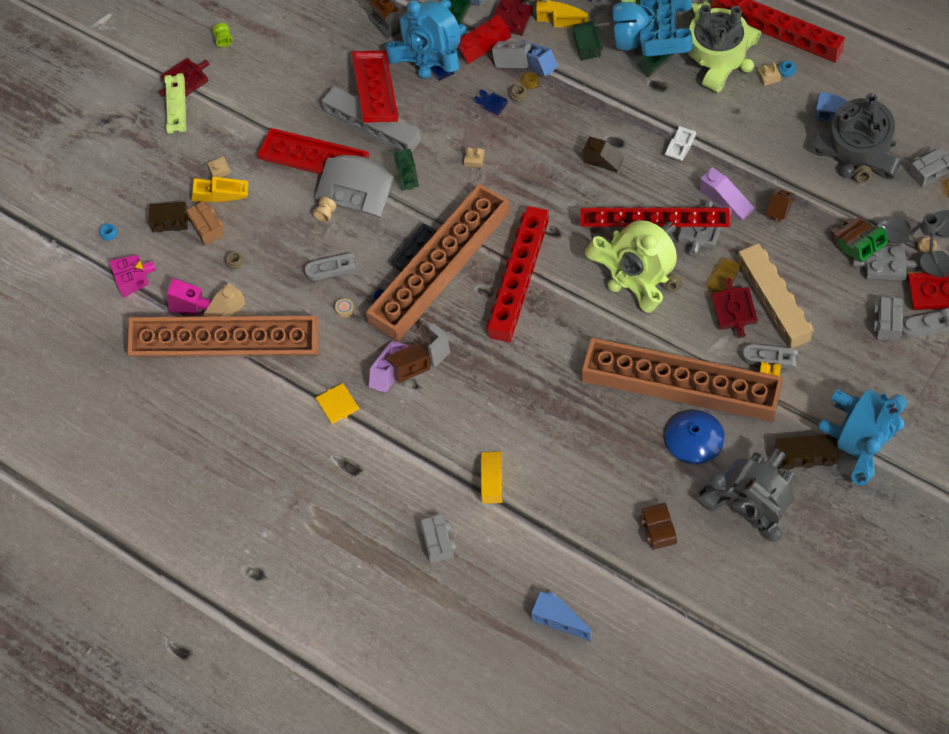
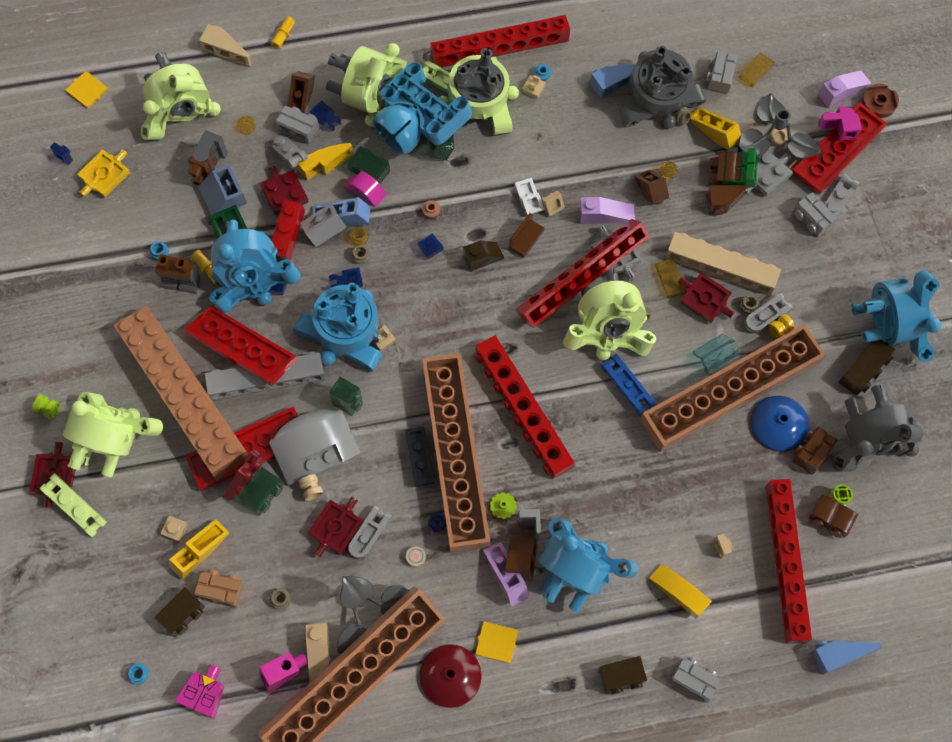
camera: 55 degrees left, 10 degrees up
(234, 68) = (104, 430): none -> yellowish green piece
(272, 277) = (354, 594): none -> dark grey plant
(288, 163) = (244, 475): none -> dark red plate
(288, 405) = (450, 691): none -> dark red dish
(292, 186) = (261, 491): none -> clear green brick
(307, 88) = (182, 392): none -> nougat brick
(313, 245) = (335, 527): none -> dark red plate
(392, 492) = (623, 675): none -> dark brown brick
(435, 390) = (578, 564): none -> dark azure piece
(438, 320) = (503, 505): none -> lime piece
(454, 122) = (344, 324): none -> dark azure piece
(555, 475) = (723, 545): none -> tan plate
(567, 52) = (366, 187): none -> dark pink brick
(572, 123) = (430, 246): none -> clear blue plate
(589, 524) = (788, 562): none -> red brick
(600, 100) = (431, 213): none -> nougat plate
(610, 315) = (628, 384): none -> blue plate
(647, 166) = (525, 236): none -> reddish brown panel
(680, 522) = (838, 492): none -> lime wheel
(691, 160) = (553, 203): none -> tan tile
(695, 472) = (815, 450): none -> reddish brown brick
(699, 350) = (717, 353): none -> clear light blue panel
(764, 335) = (749, 299): none -> dark tan plate
(808, 199) = (668, 166): none -> clear yellow plate
(829, 253) = (723, 197): none -> reddish brown slope
(879, 200) = (718, 128): none -> yellow slope

